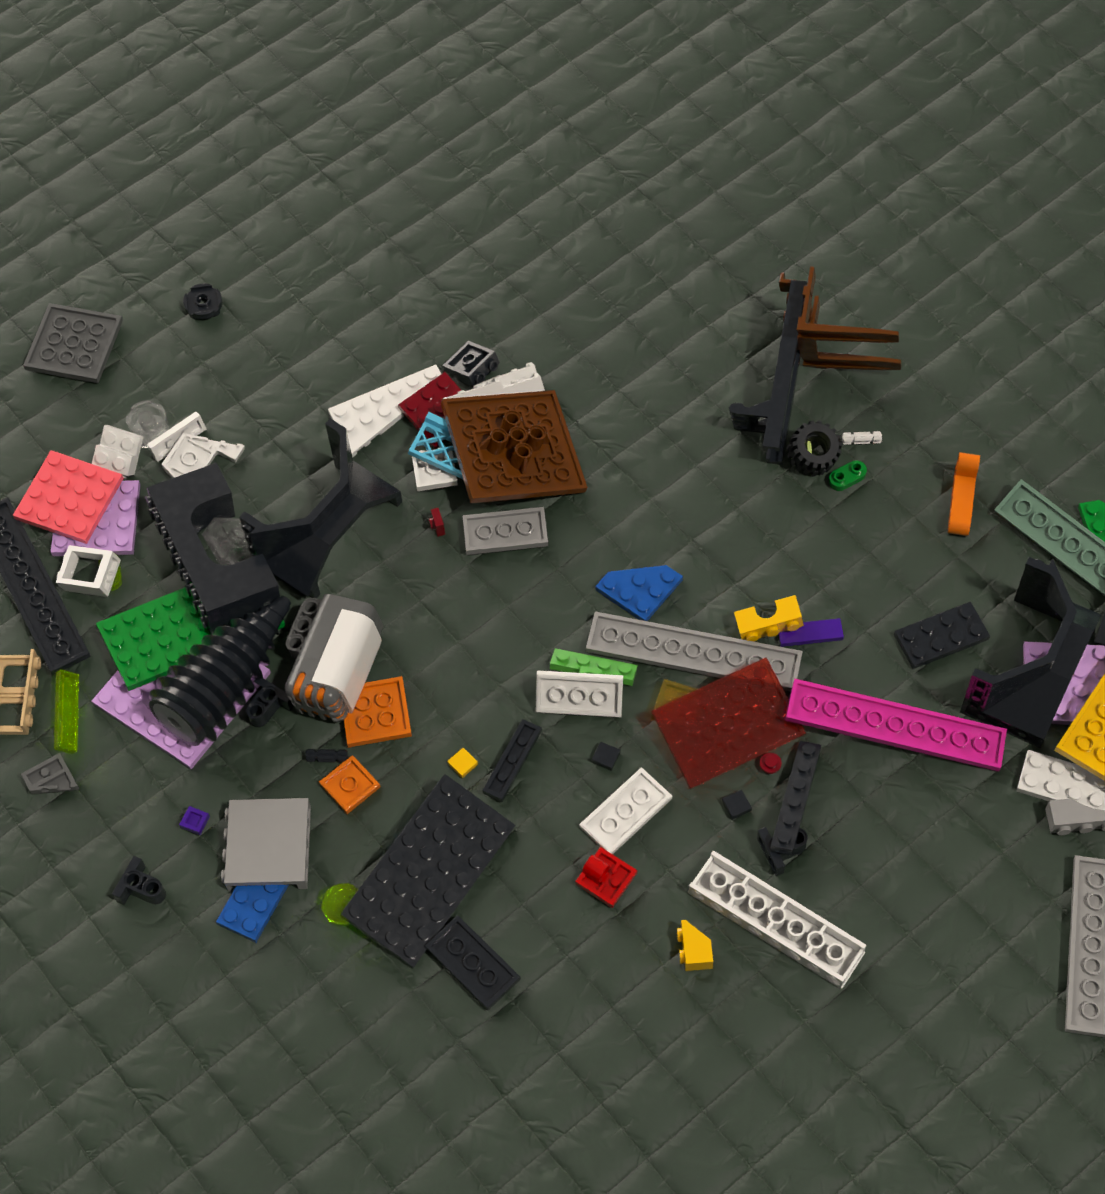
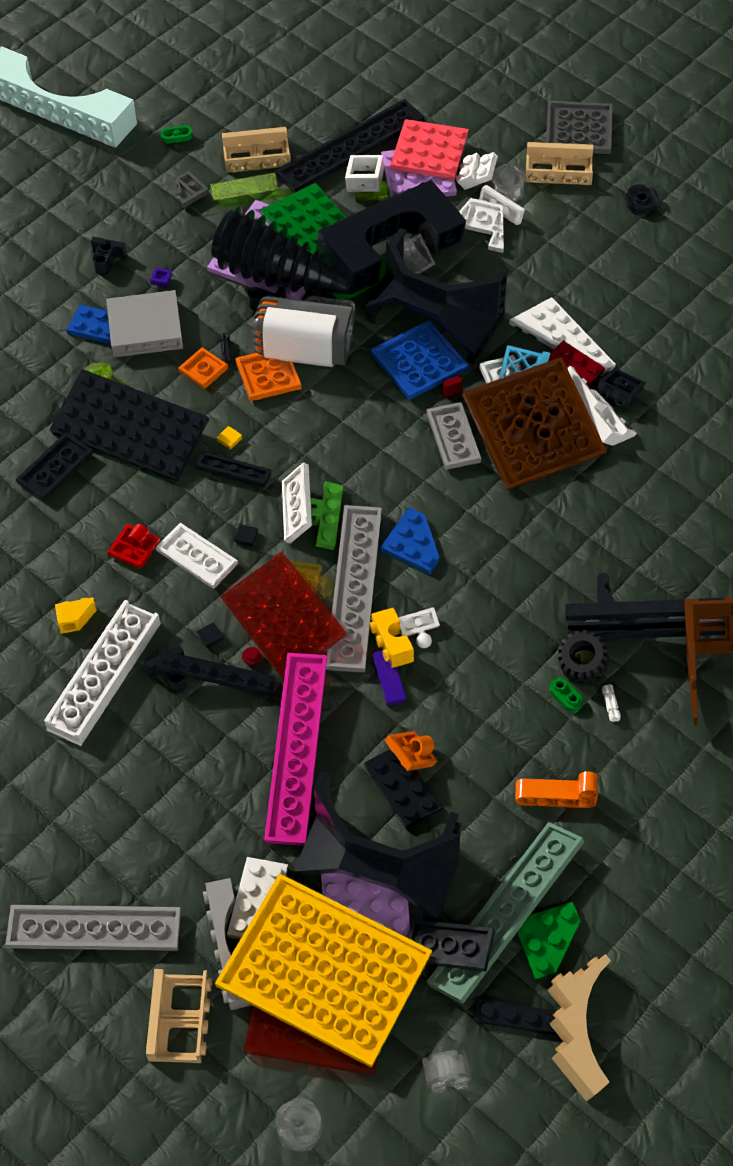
camera: 80 degrees right, 5 degrees down
(114, 370) = (559, 156): none -> tan window
(390, 551) = (419, 359): none -> blue plate
(749, 593) = (419, 623): none -> white plate
(910, 618) = (412, 750): none -> orange plate

